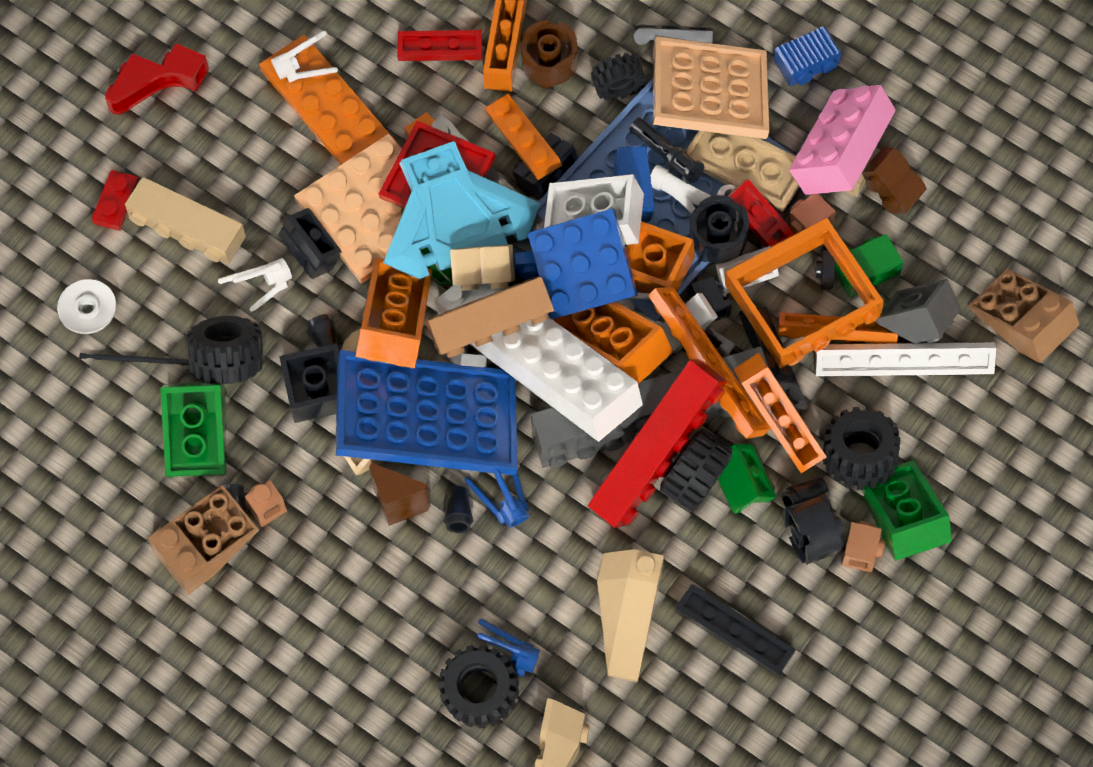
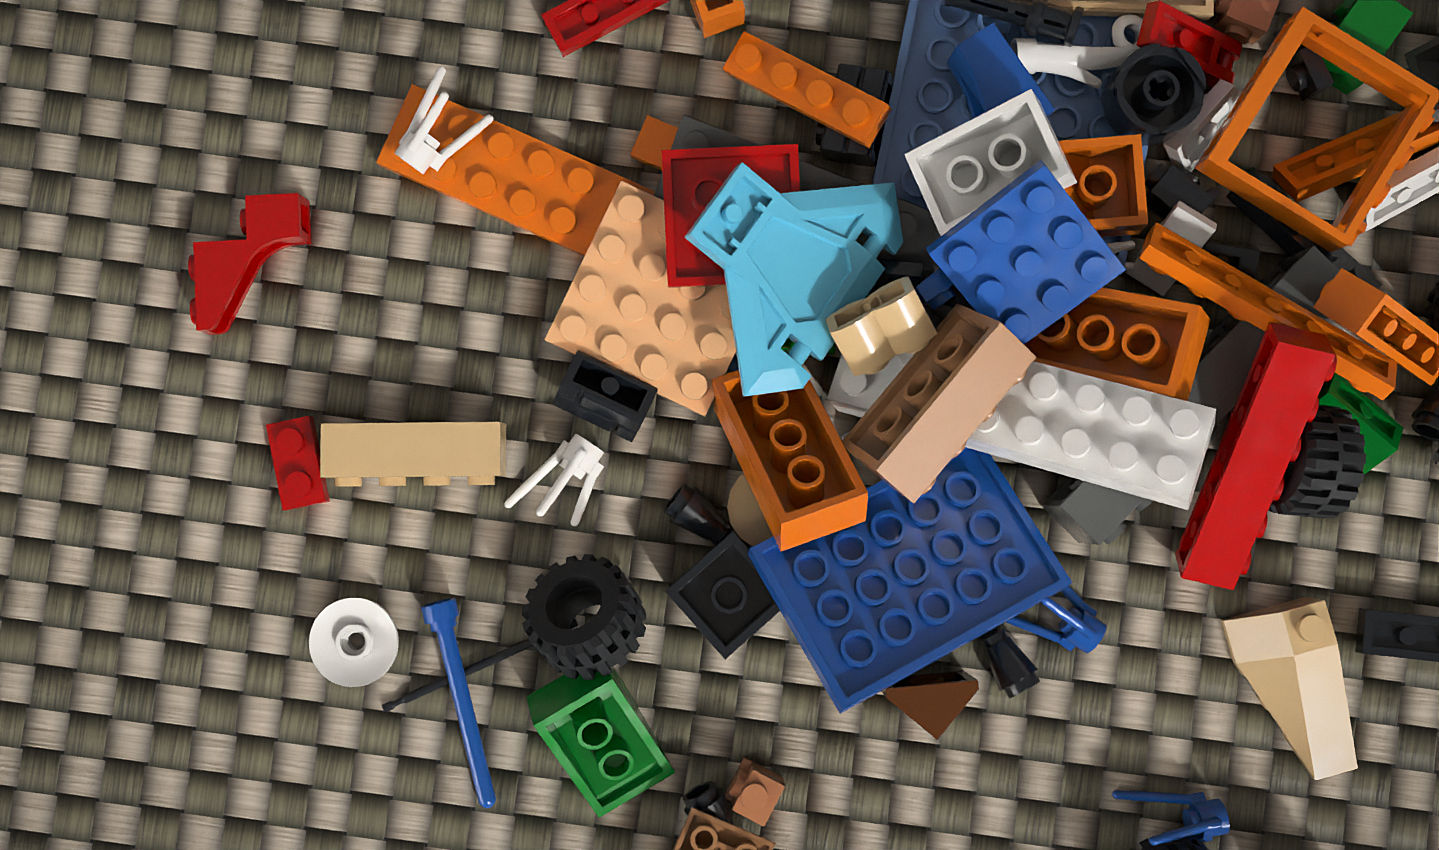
camera: 30 degrees left, 20 degrees up
(144, 318) = (442, 618): none -> blue piece

